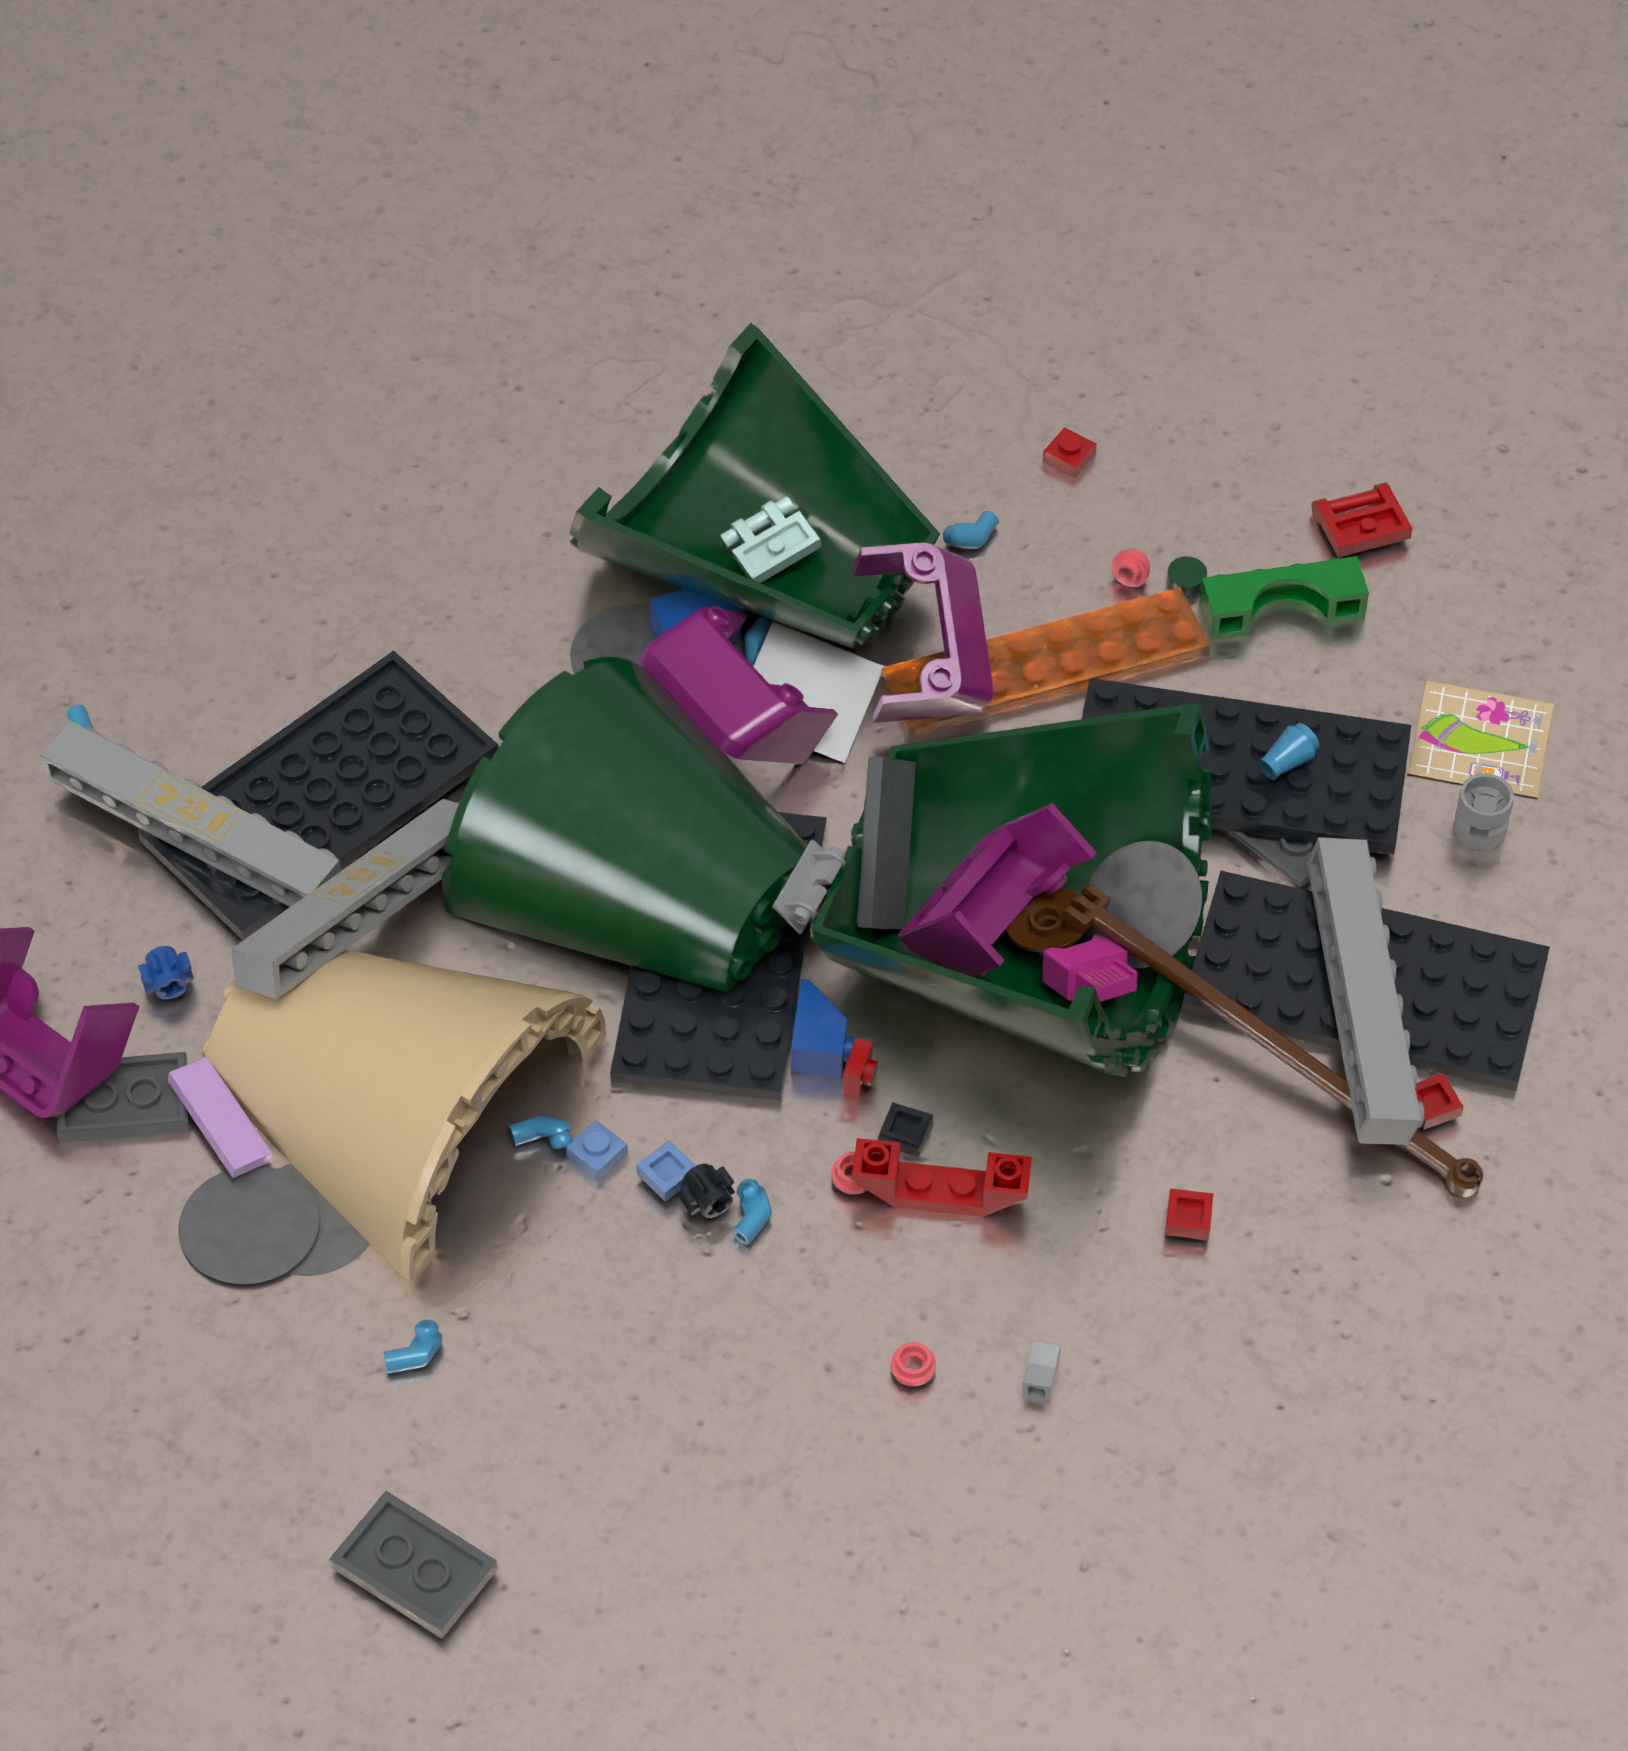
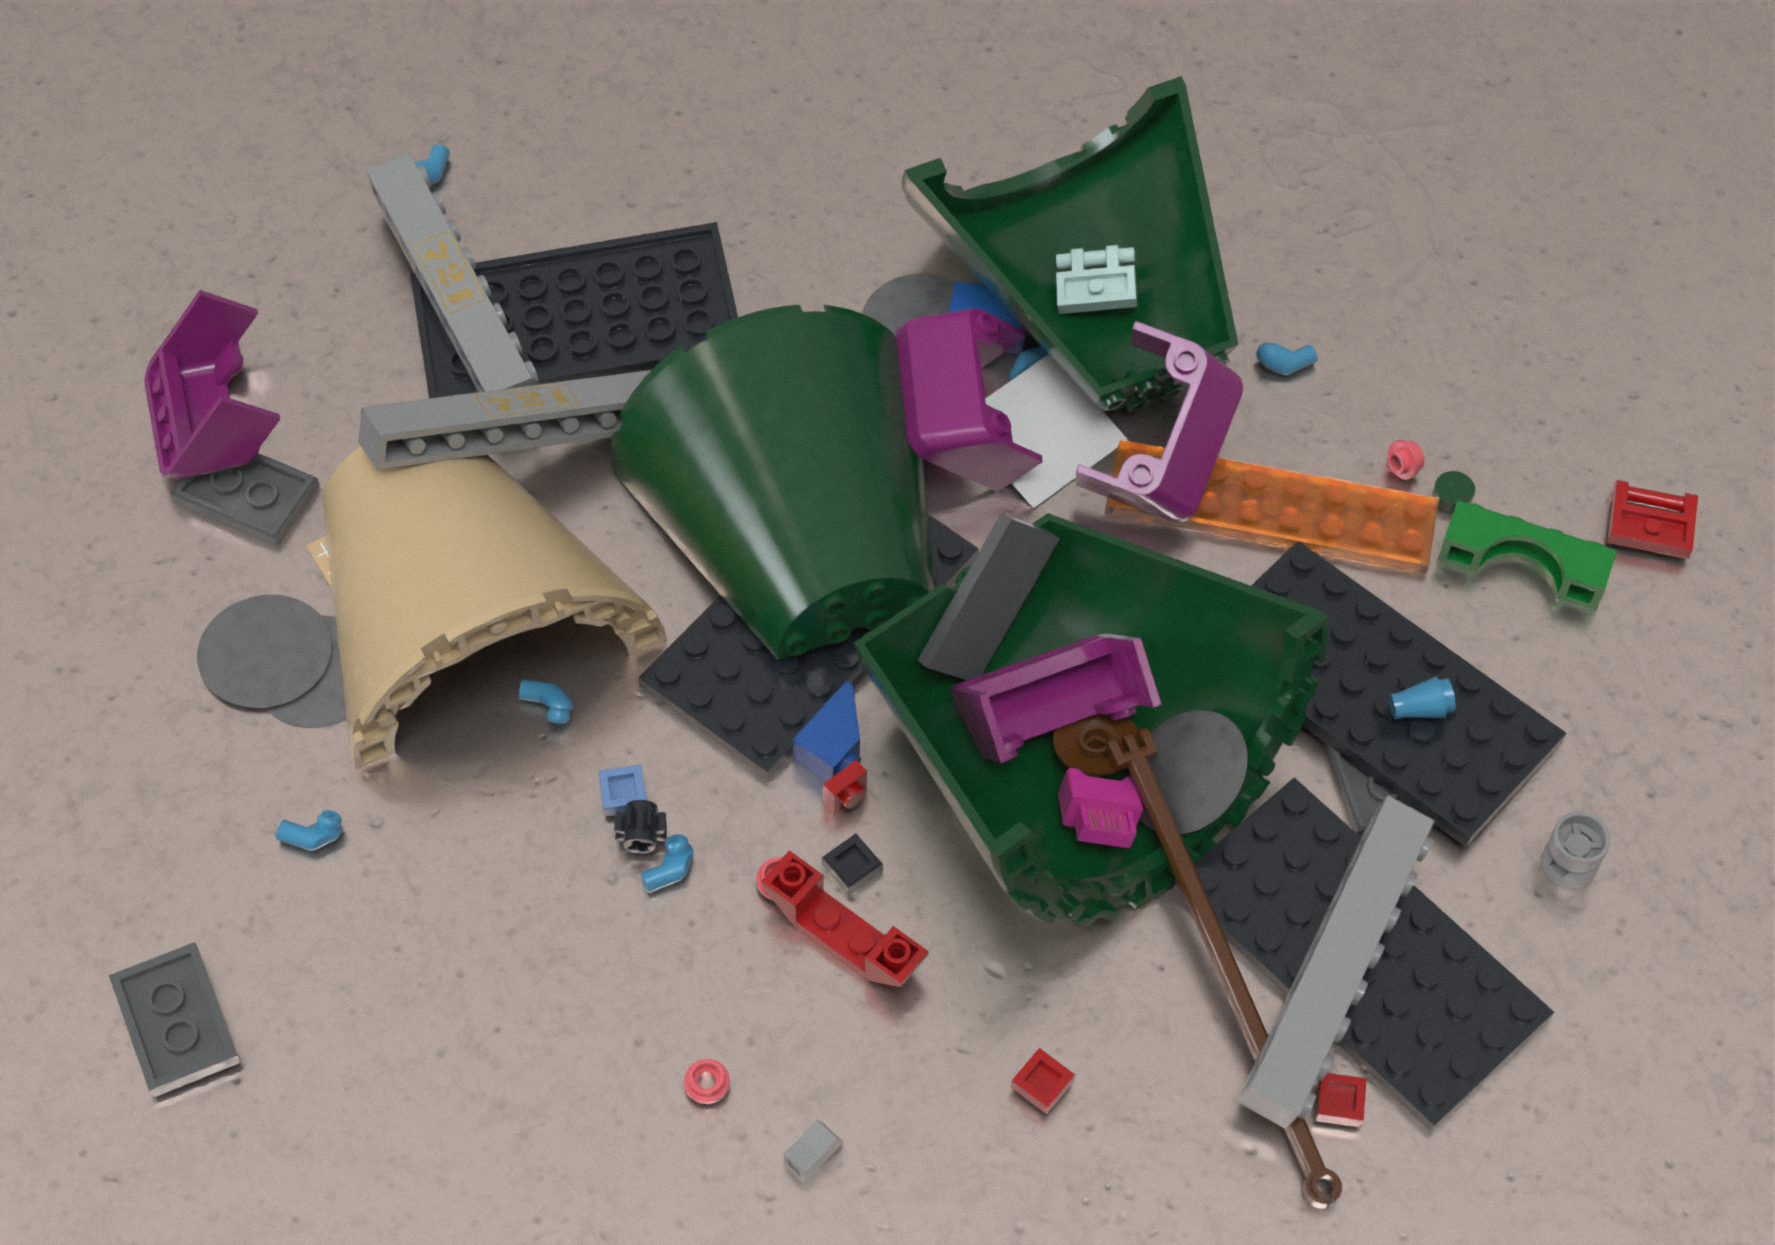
camera: 30 degrees right, 5 degrees up
(166, 972) = (345, 401): blue gear -> none
(219, 1117) = (301, 547): lavender tile -> none
(596, 1150) = (581, 739): medium blue plate -> none
(808, 884) = (883, 600): light grey hinge -> none
(1069, 452) = (1424, 328): red plate -> none
(1481, 732) = (1629, 779): sticker -> none

